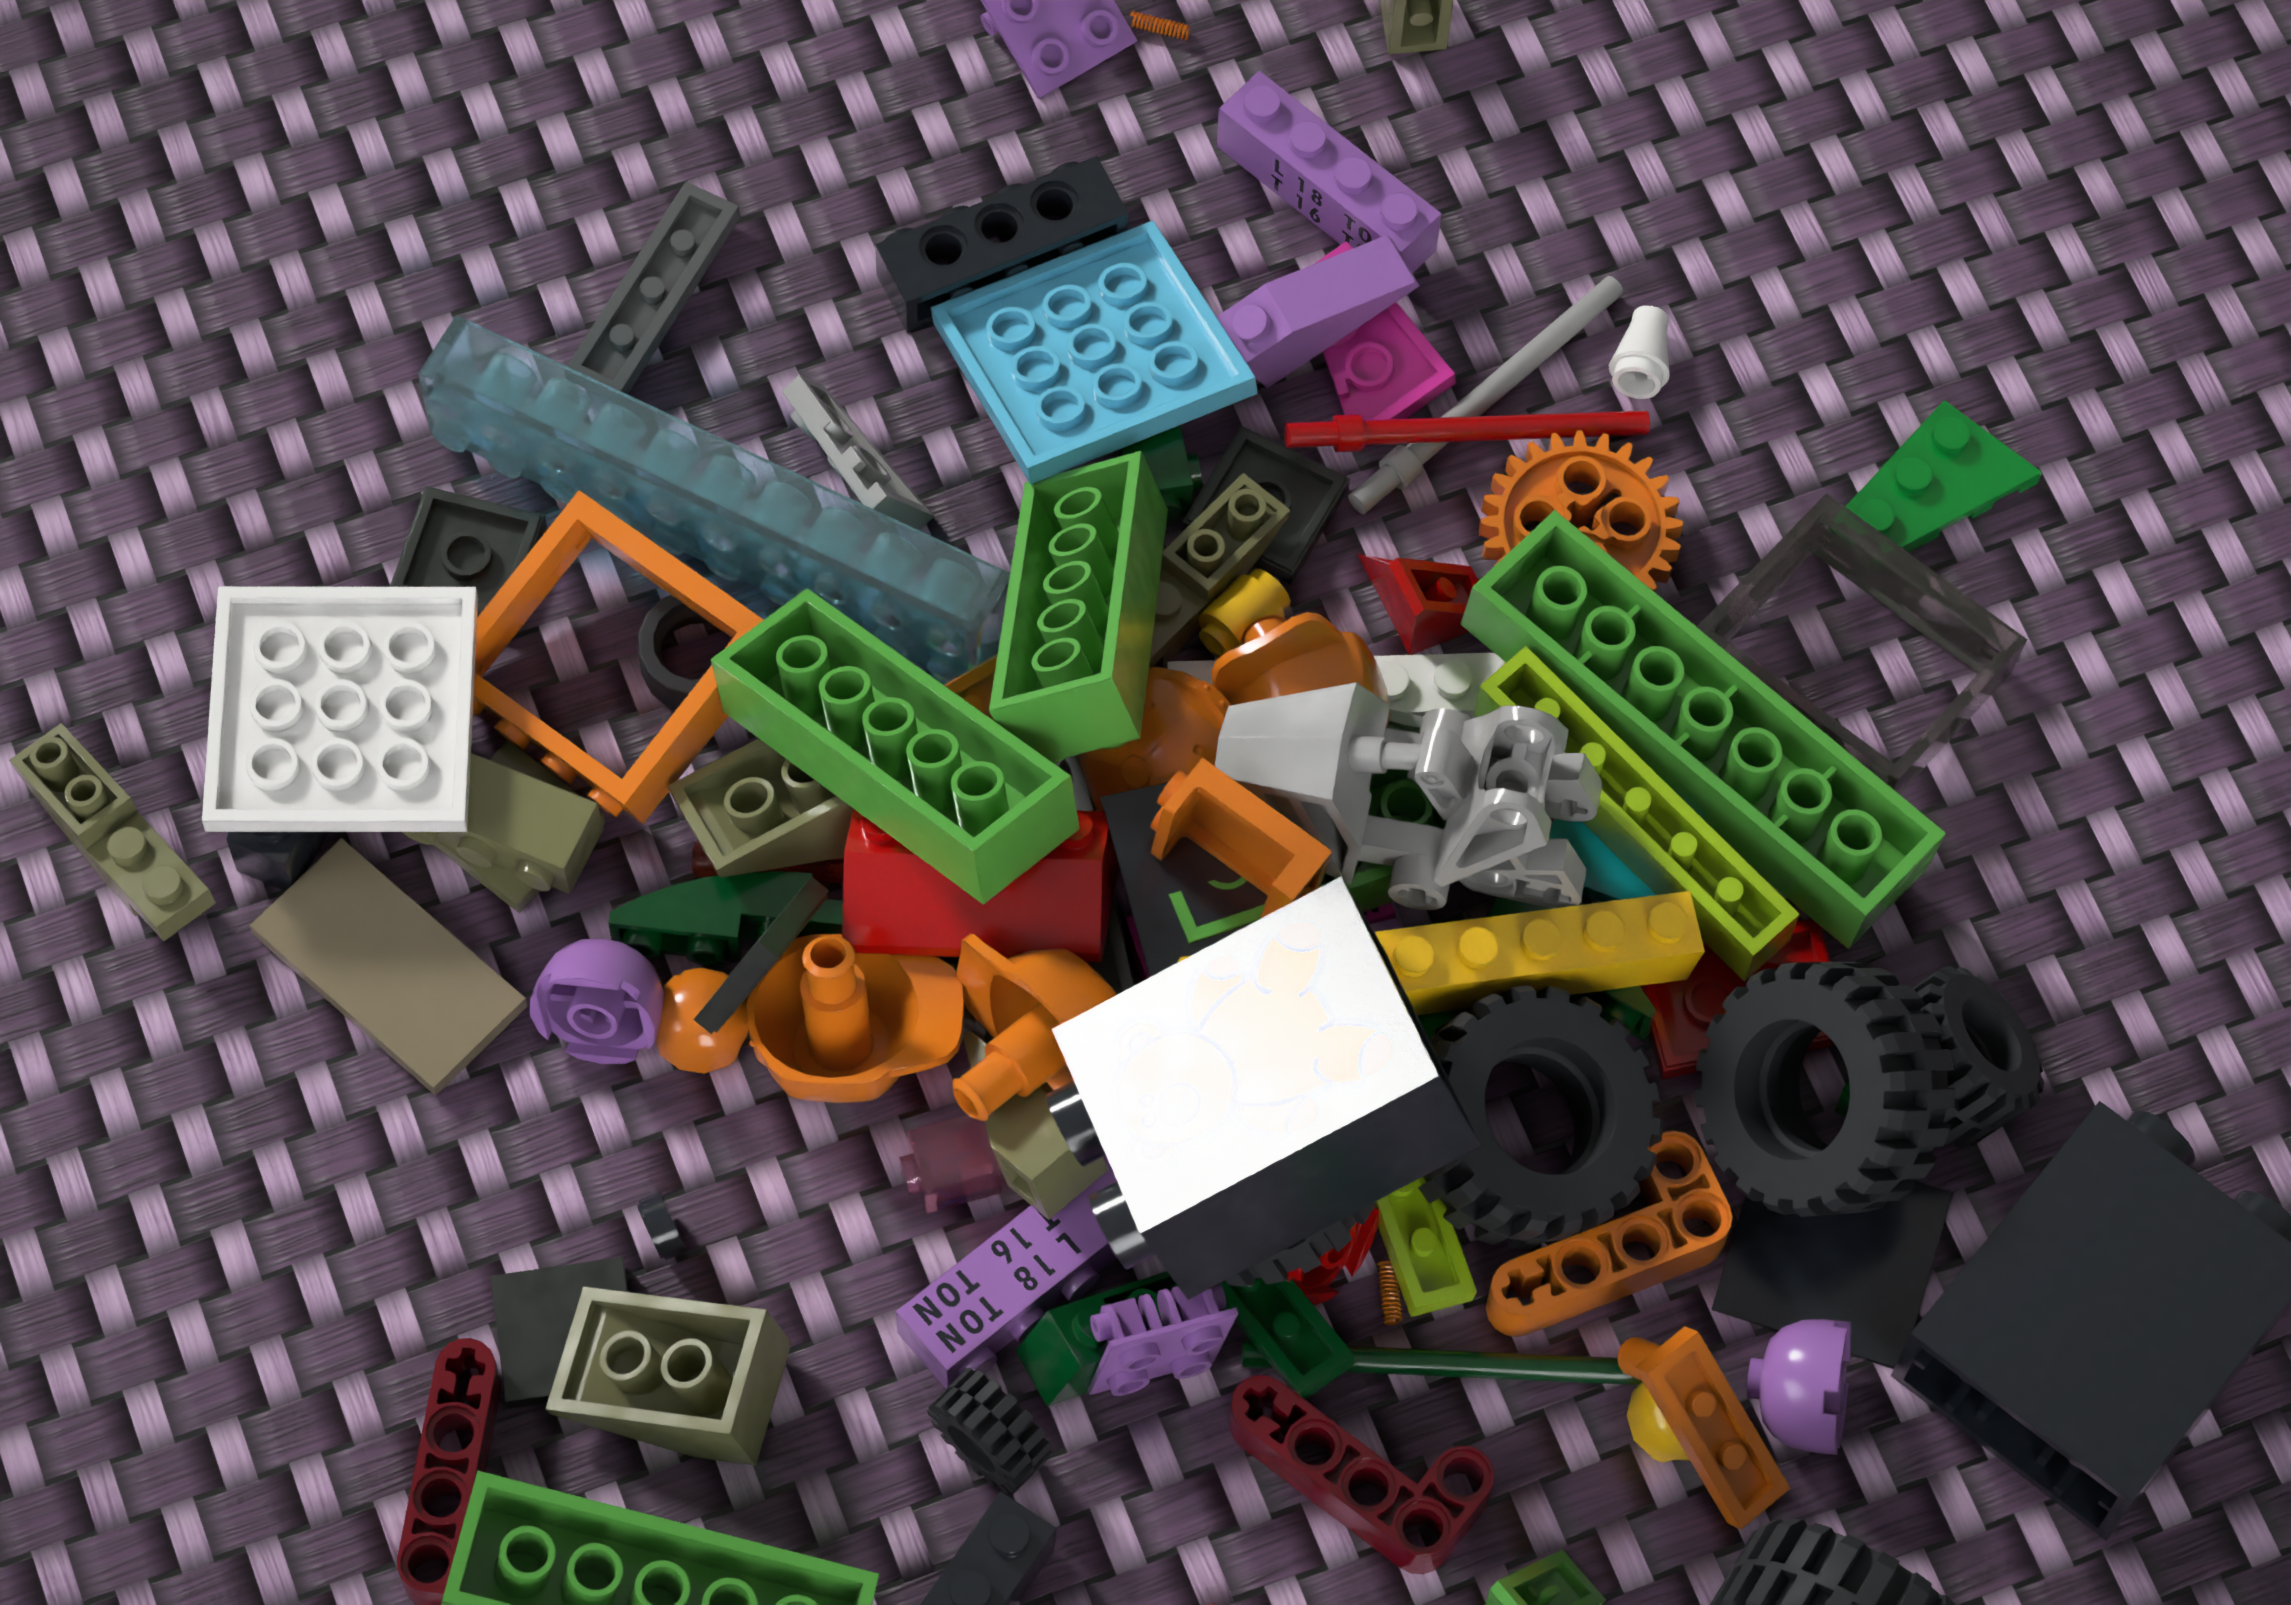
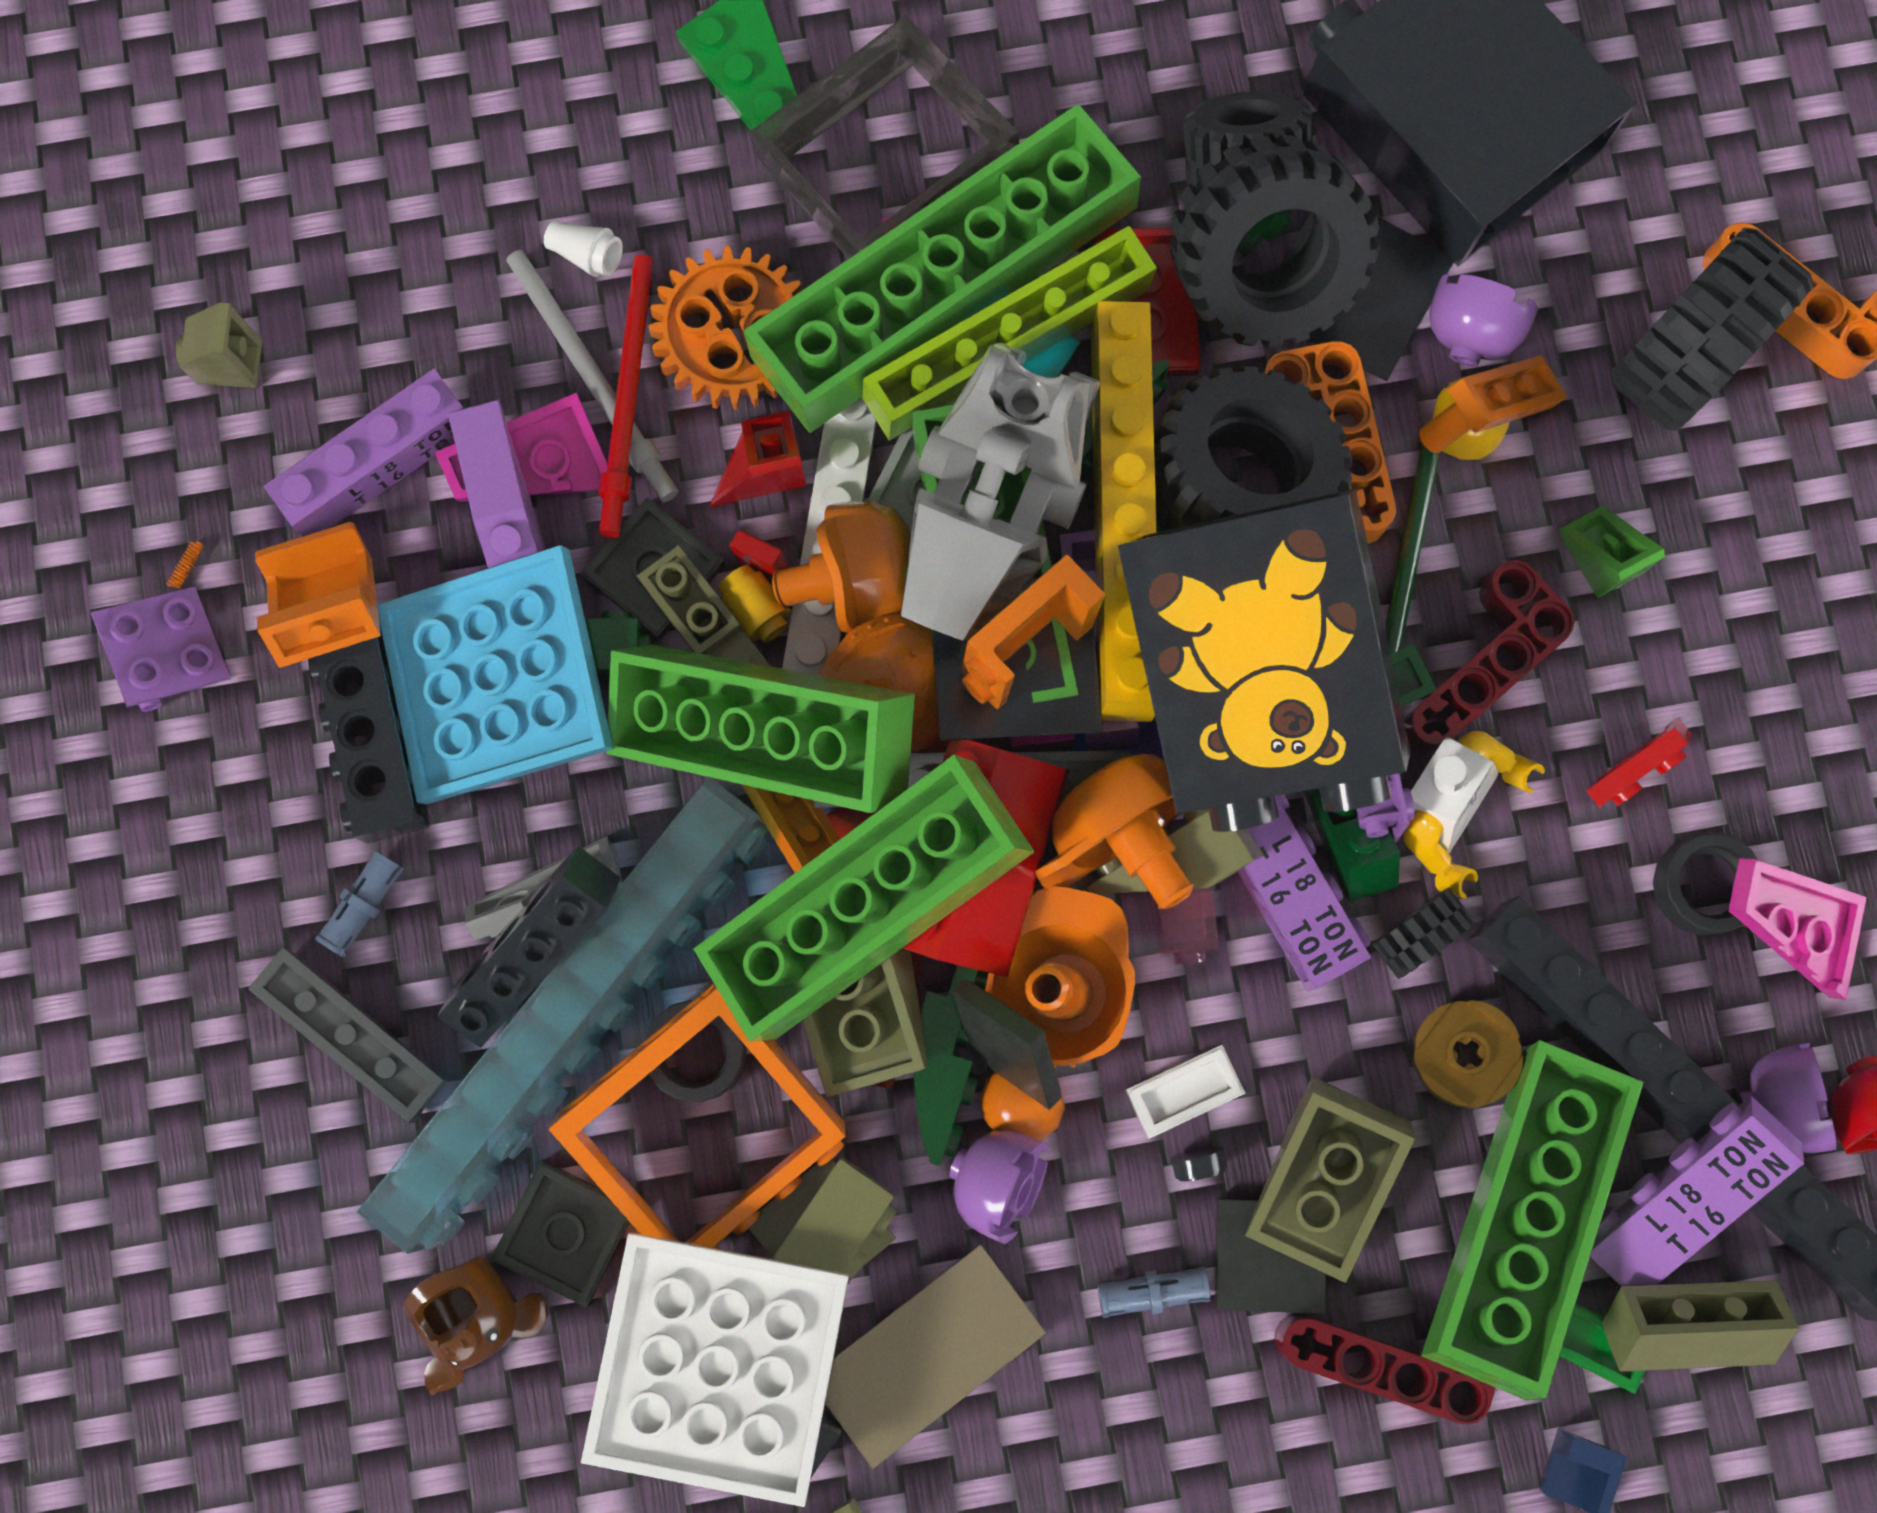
camera: 75 degrees left, 15 degrees up
(358, 467) = (468, 1318): none -> reddish brown piece
(500, 1202) = (1153, 1292): none -> sand blue pin
(747, 1204) = (1185, 1091): none -> white tile
(788, 433) = (530, 946): none -> black brick
(803, 275) = (359, 904): none -> sand blue pin
(840, 1486) = (1498, 1050): none -> pearl gold plate
(1147, 157) = (317, 594): none -> orange panel
(1174, 1440) = (1451, 794): none -> torso
(1306, 592) = (758, 554): none -> red tile

